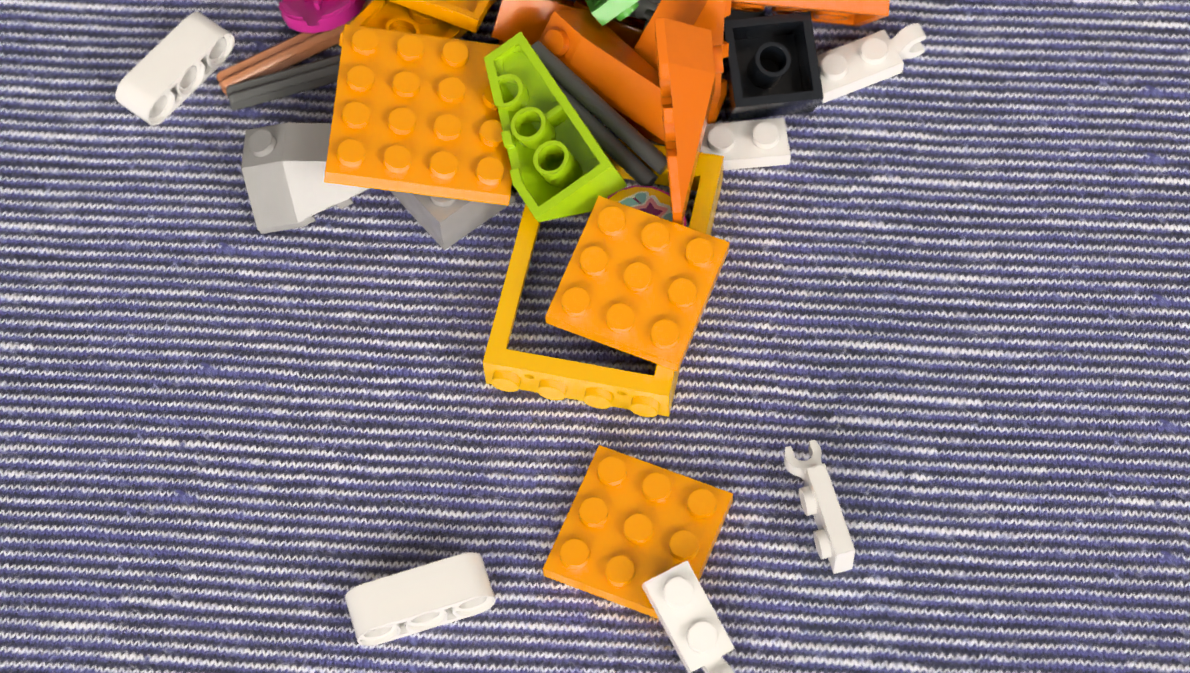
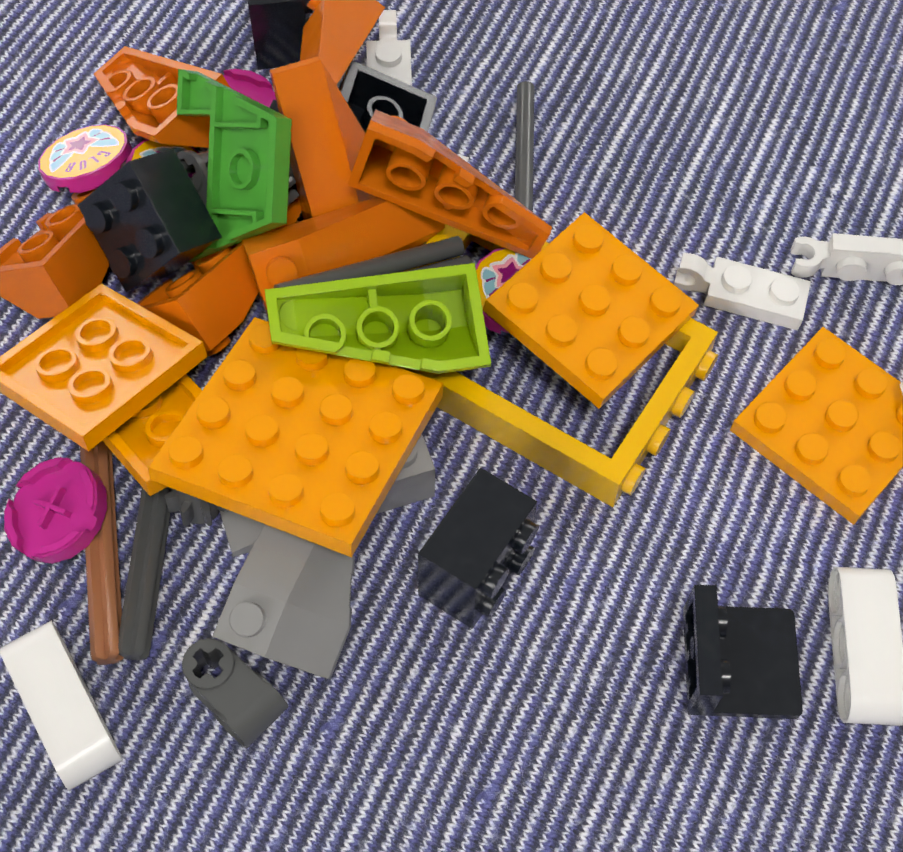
camera: 75 degrees left, 0 degrees up
(216, 171) = (238, 696): none -> dark grey piece
(371, 500) = (740, 659): none -> black bracket
(383, 278) = (477, 549): none -> black brick
(750, 425) = (745, 289): none -> white plate
(818, 201) = (524, 144): none -> dark grey bar

